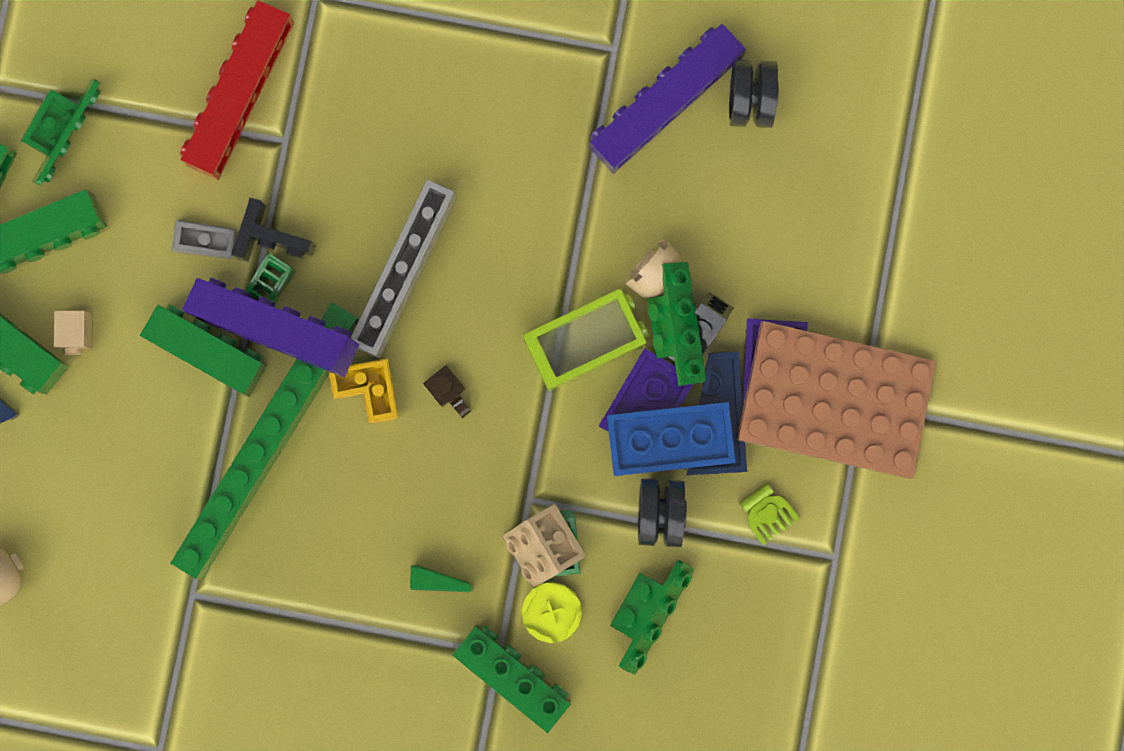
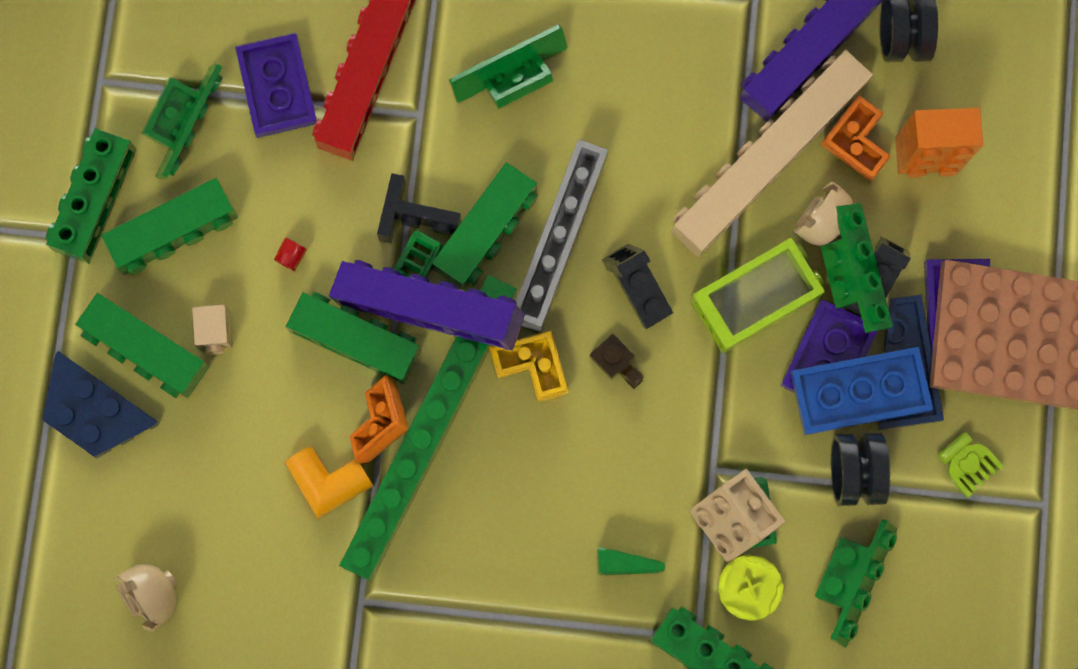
camera: 10 degrees left, 5 degrees down
(151, 103) = (276, 85): none -> dark purple plate
(151, 266) = (290, 254): none -> red hose
(169, 490) = (324, 490): none -> light orange brick
(203, 239) = (341, 223): light grey slope -> none
(226, 430) = (386, 421): none -> orange brick
(335, 254) = (485, 226): none -> green brick
(374, 107) = (513, 71): none -> green bracket
(474, 321) = (638, 284): none -> black bracket
(612, 204) = (771, 154): none -> tan brick
(687, 199) = (849, 140): none -> orange brick
(767, 208) = (938, 141): none -> orange brick

